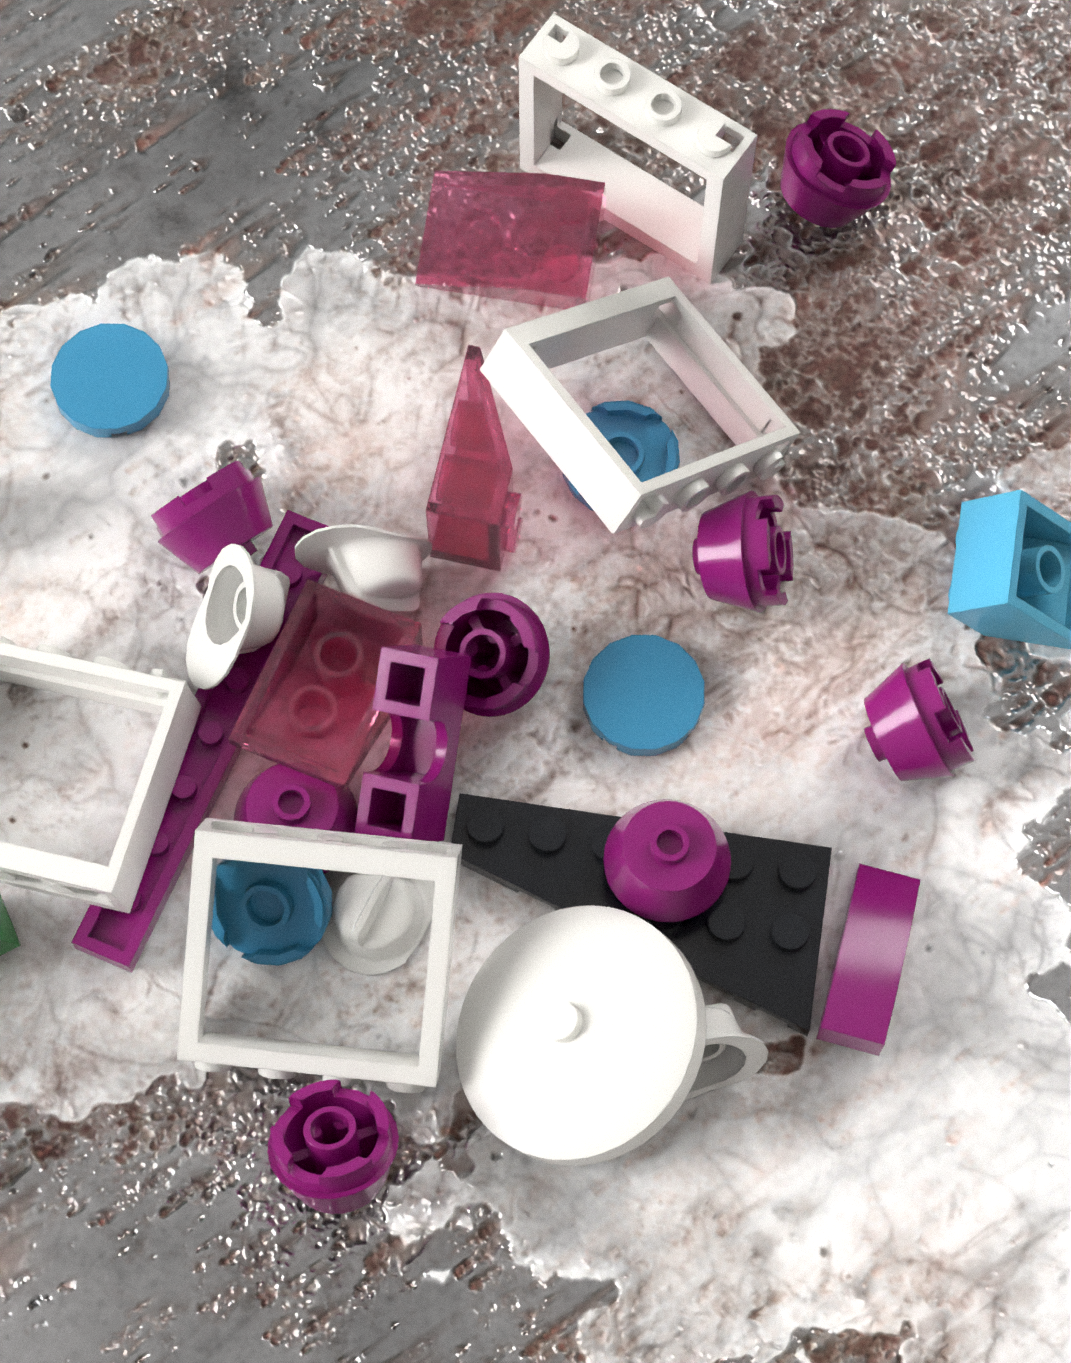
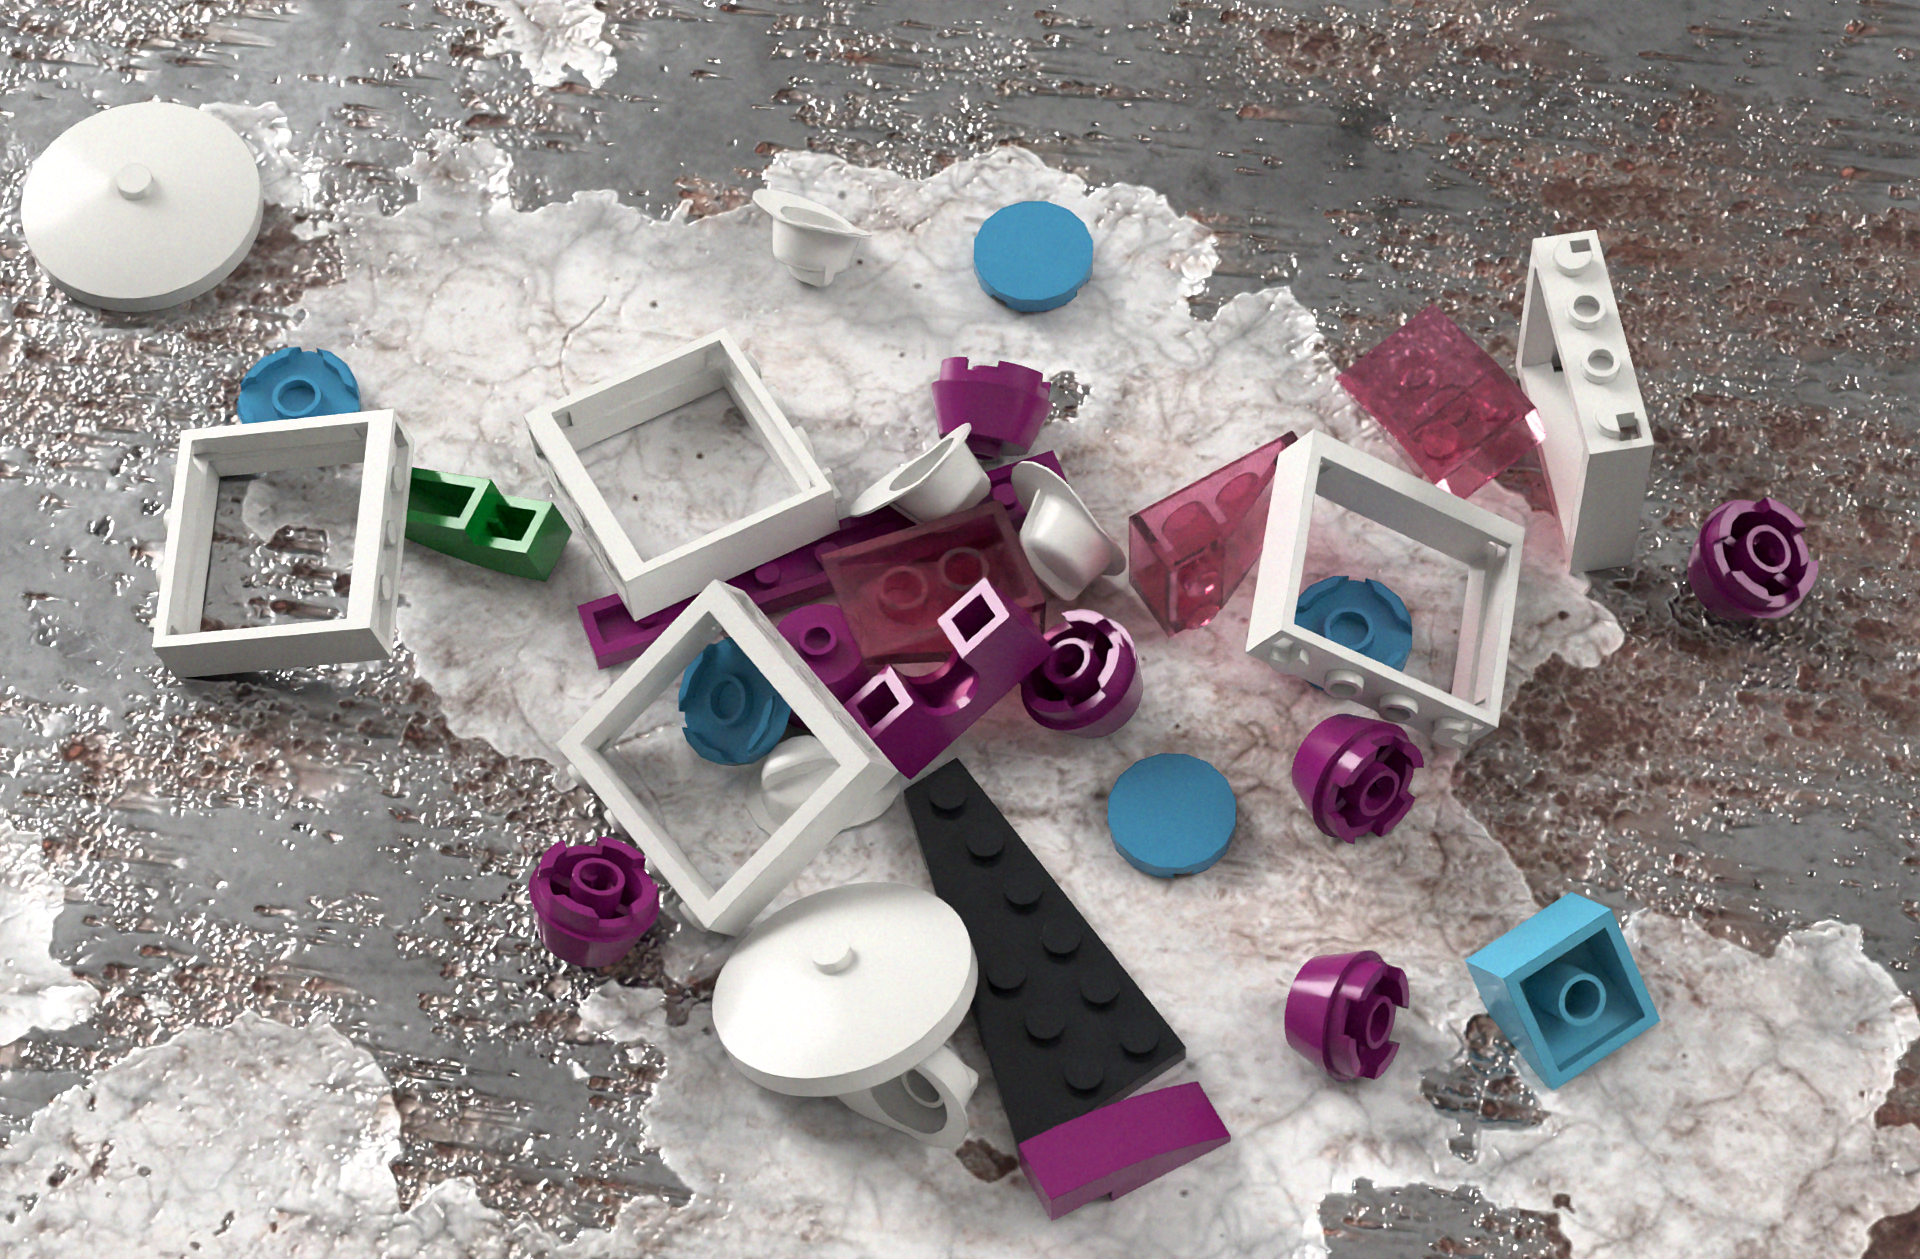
camera: 50 degrees right, 10 degrees down
(667, 860) = (1043, 929): magenta cone -> none

